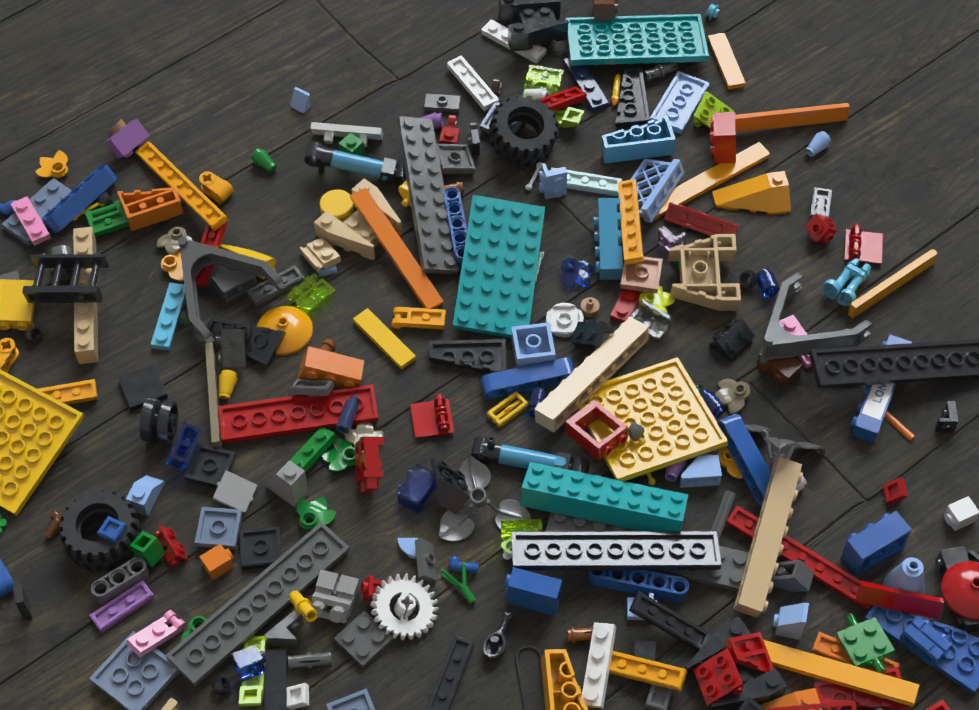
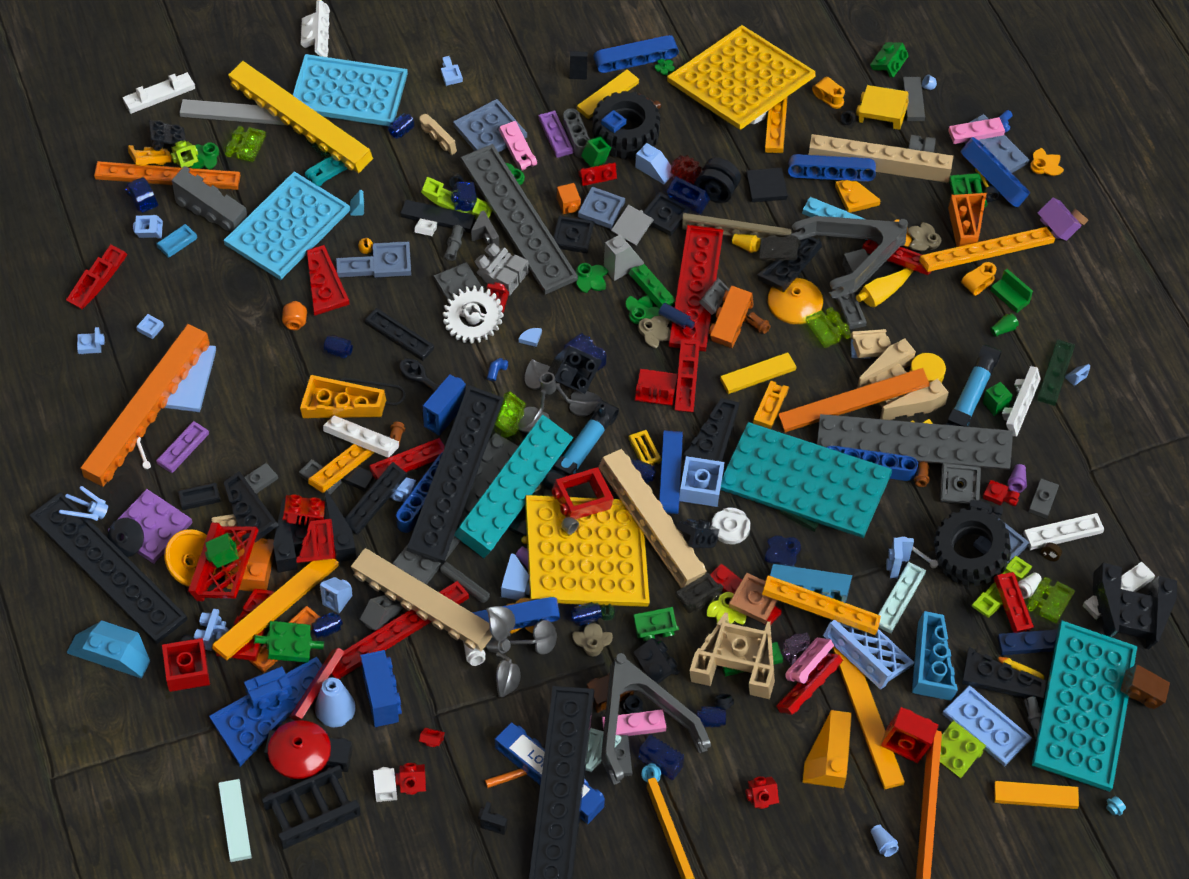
camera: 105 degrees right, 0 degrees up
(50, 569) = (623, 82): none -> yellow tile
(72, 292) = (876, 124): black fence -> none
(110, 332) = (832, 167): none -> blue beam
(136, 309) = (855, 196): none -> light orange wing
(147, 460) = (685, 168): none -> clear red gear
(222, 160) = (1012, 291): none -> green panel
(300, 117) = (1056, 372): none -> clear green tile
(303, 606) = (497, 238): yellow pin -> none
(368, 463) = (617, 315): red hips -> none
(410, 393) = (687, 375): none -> red slope
(425, 560) = (511, 341): dark grey plate -> none
(462, 587) = (474, 362): green plant -> none
(589, 307) = (738, 551): medium nougat tile -> none
(608, 609) = (411, 458): none -> red plate
(679, 225) = (808, 660): none -> bright pink plate
(698, 346) = (654, 623): none -> green bracket
(821, 202) = (799, 810): plate -> none
(825, 308) = (662, 755): none -> clear blue brick
(826, 620) = (327, 625): none -> clear blue brick
(842, 313) = (647, 772): none -> medium azure plate
(850, 272) = (684, 778): medium azure piece -> none
(863, 245) = (731, 833): hinge -> none
(945, 490) = (411, 778): none -> red brick

